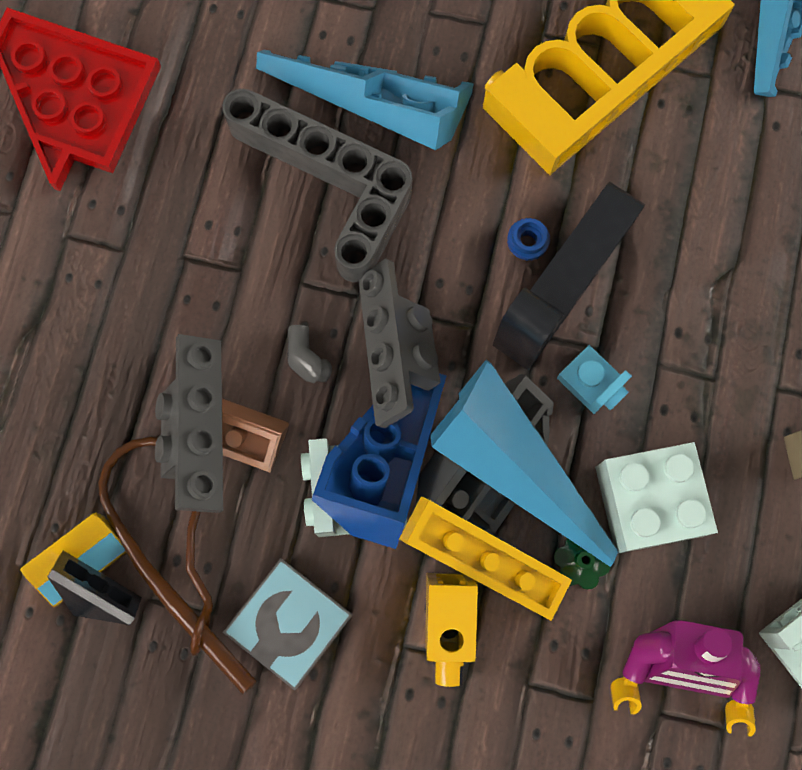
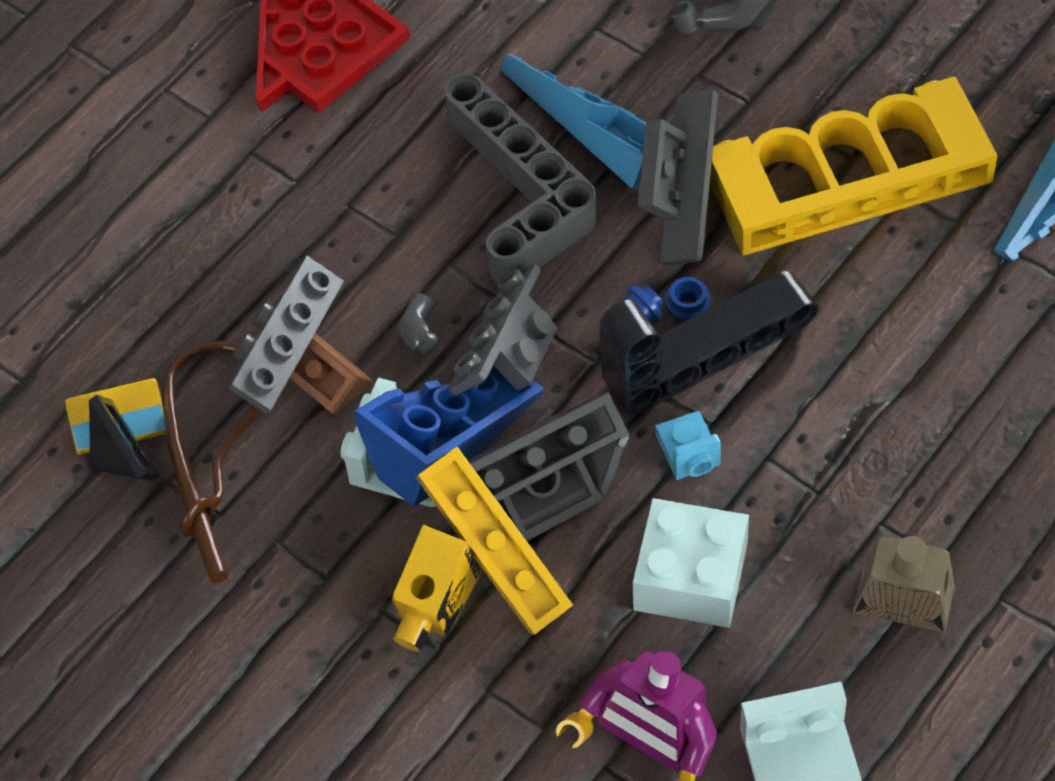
camera: 30 degrees right, 20 degrees down
(287, 624) = (283, 545): medium azure tile -> none
(476, 121) = (678, 174): none -> dark grey bracket
(495, 259) = (647, 301): none -> blue plate
(502, 448) = (551, 435): dark azure wedge -> none
(570, 562) = (595, 602): dark green plant -> none

